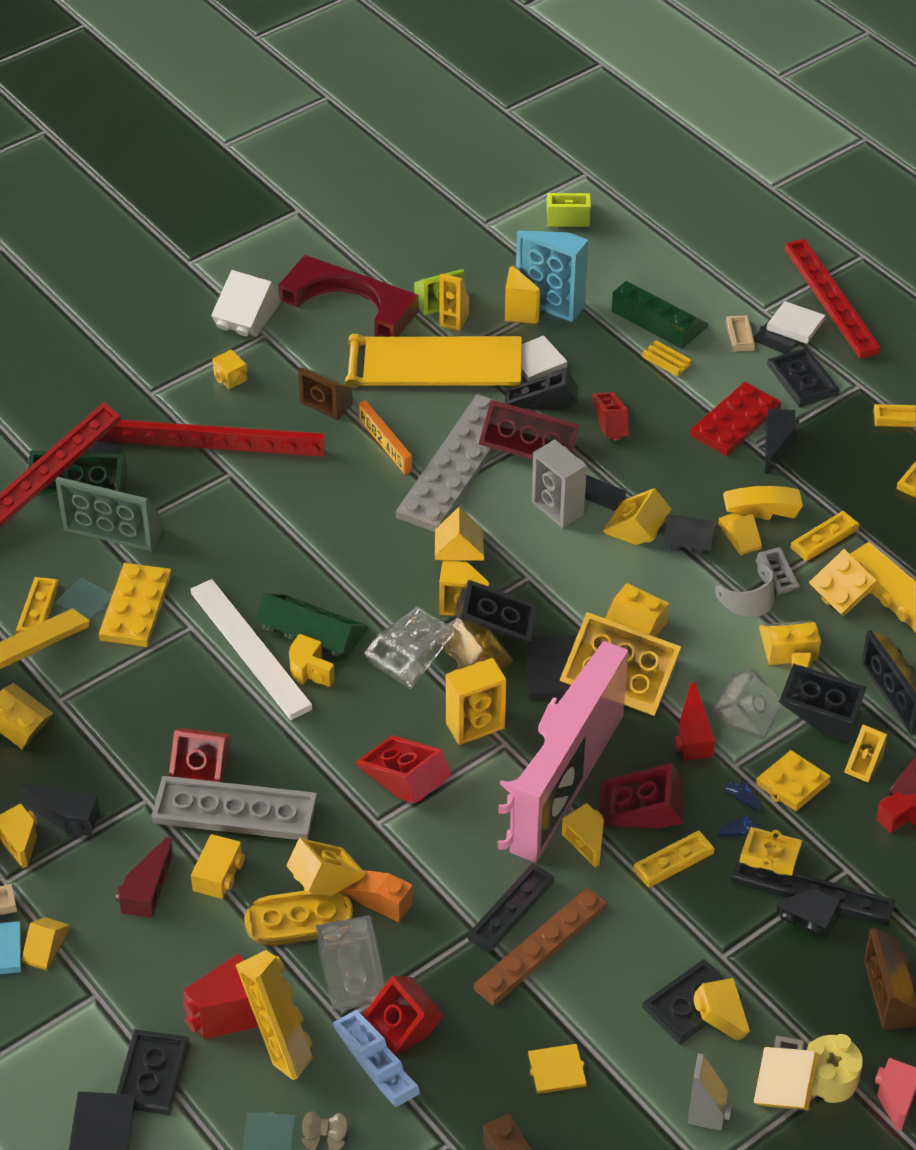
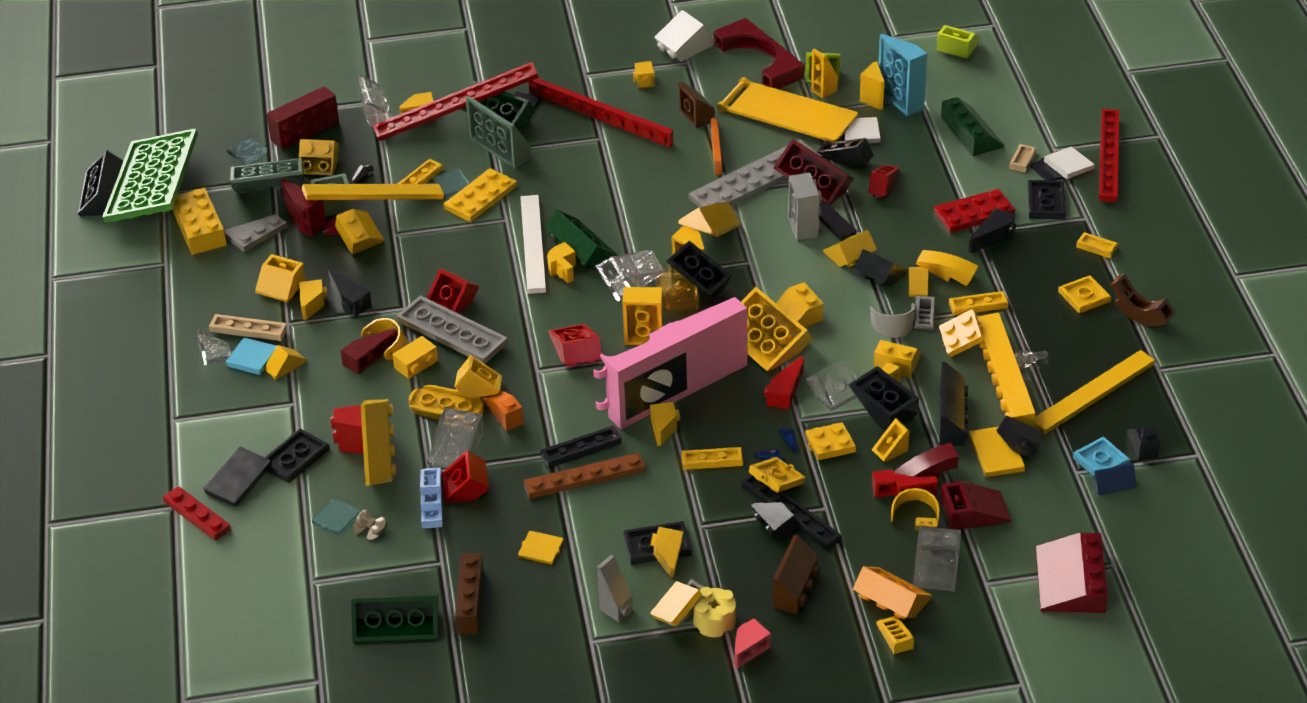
camera: 30 degrees right, 5 degrees down
(155, 833) = (382, 325): none -> yellow piece
(644, 798) = (718, 415): dark red slope -> none
(669, 356) = (958, 157): yellow tile -> none

